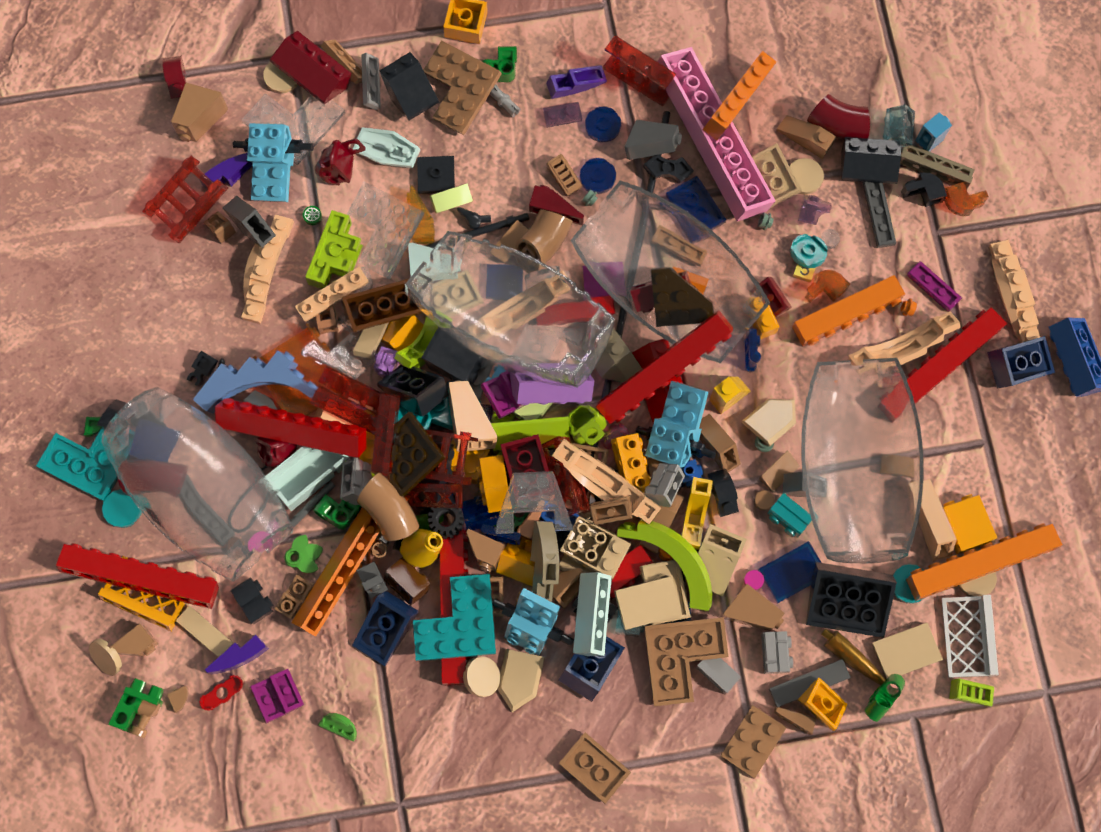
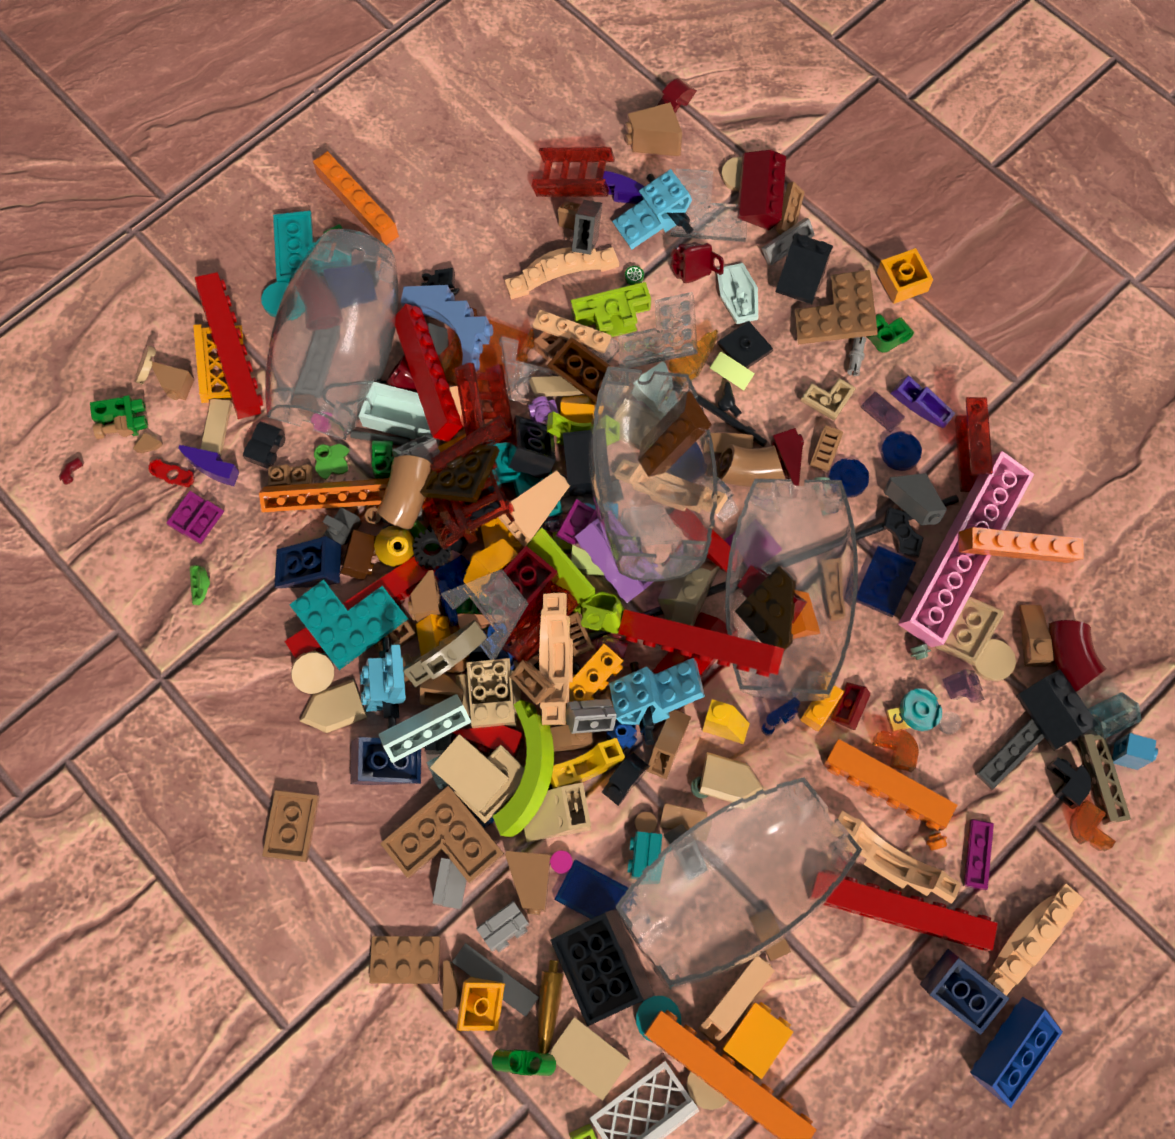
camera: 60 degrees right, 5 degrees down
(72, 388) = (355, 198): none -> orange brick
(154, 779) = (68, 469): none -> dark red arm
(489, 275) = (673, 435): none -> reddish brown slope
(529, 147) = (829, 403): none -> tan brick

